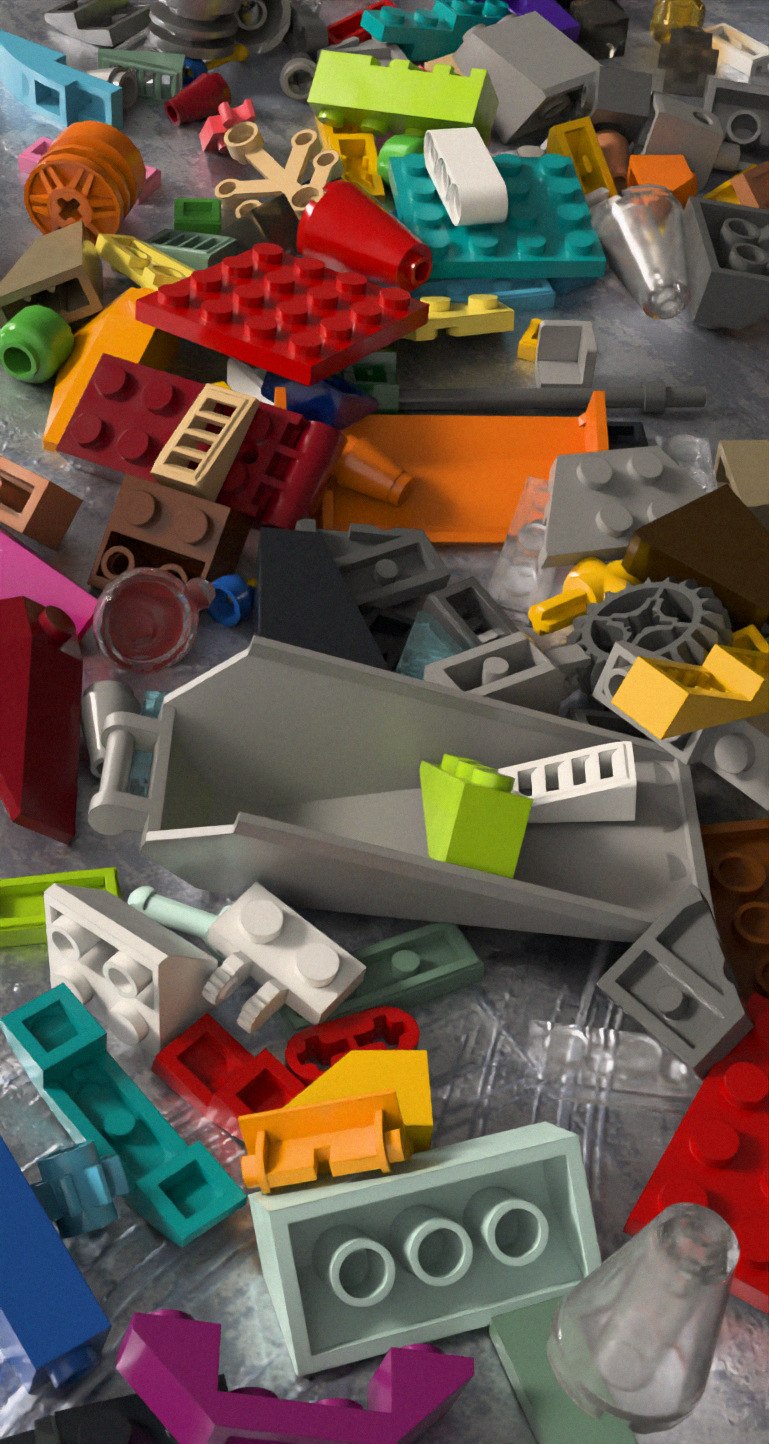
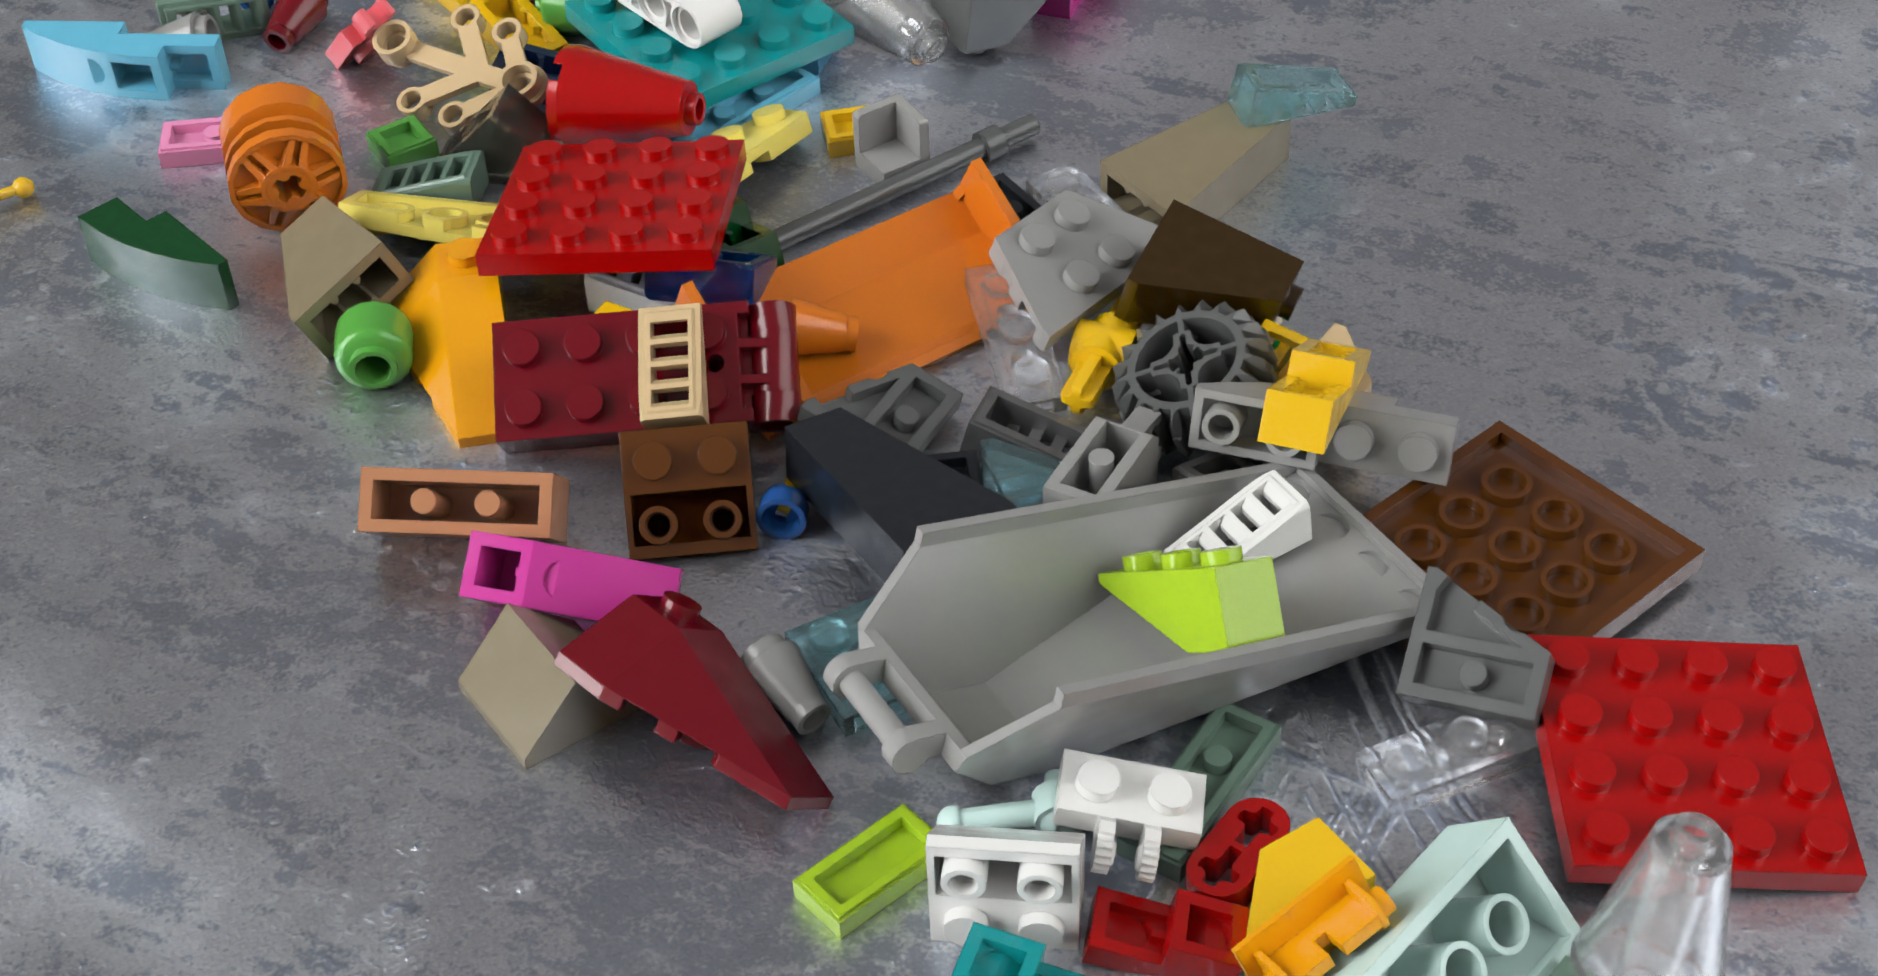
camera: 25 degrees left, 0 degrees up
(148, 606) = (742, 563): clear piece -> none

